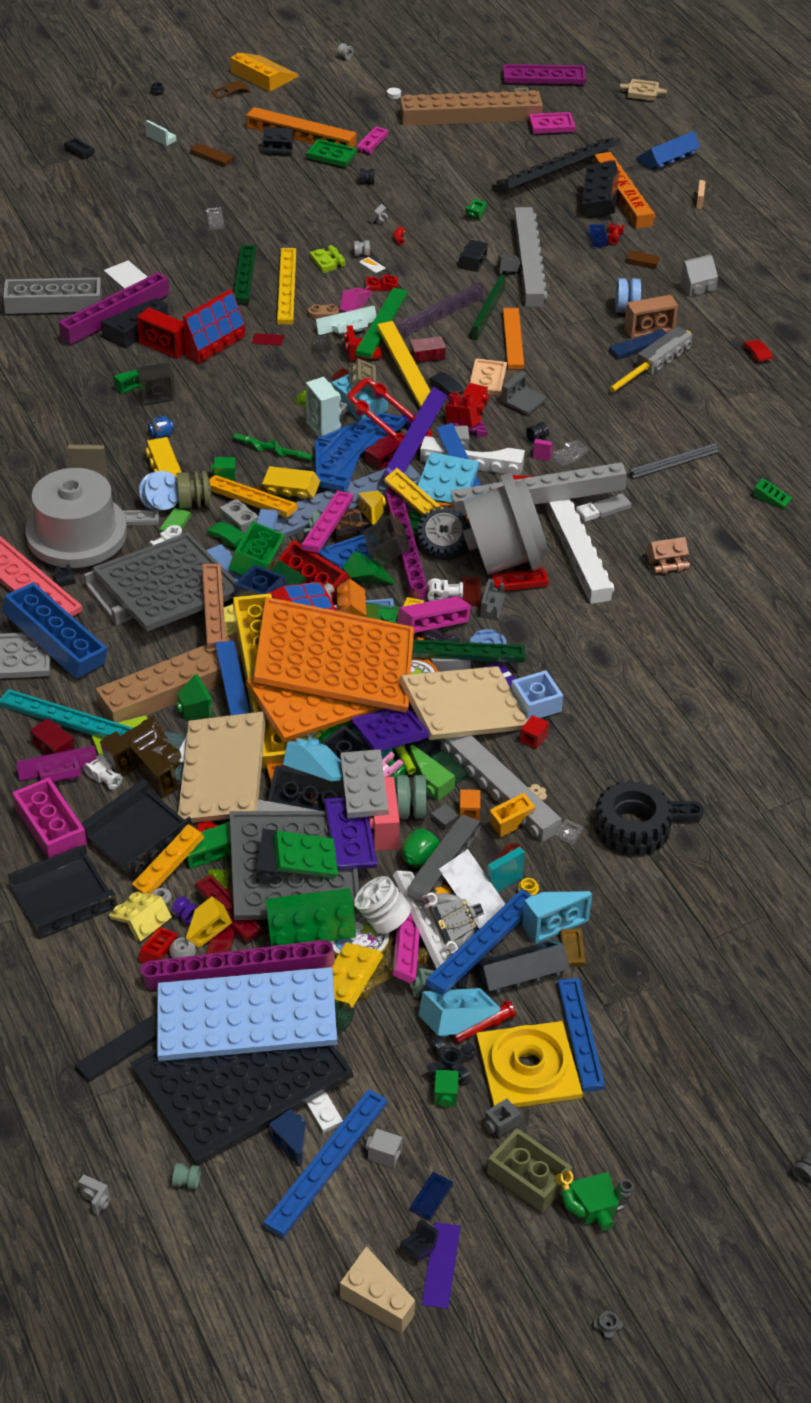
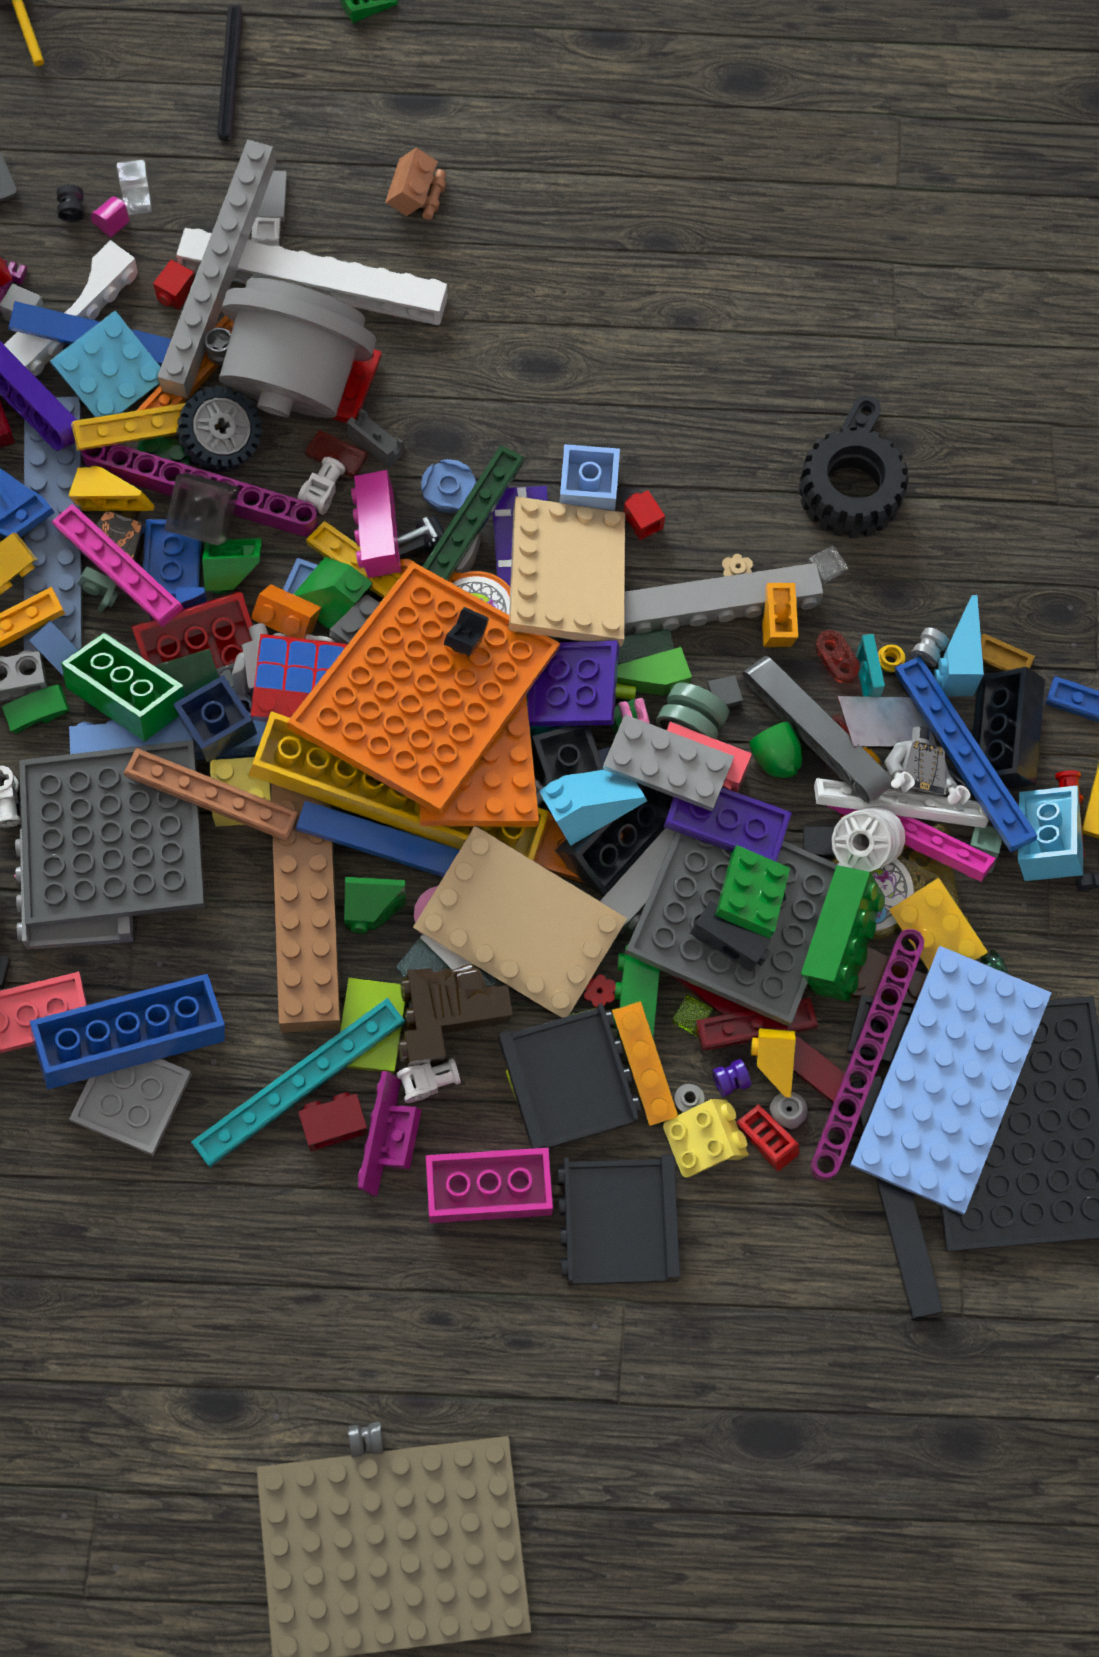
camera: 65 degrees left, 25 degrees up
(378, 657) = (467, 632): none -> black bracket
(470, 803) = (727, 654): orange brick -> none

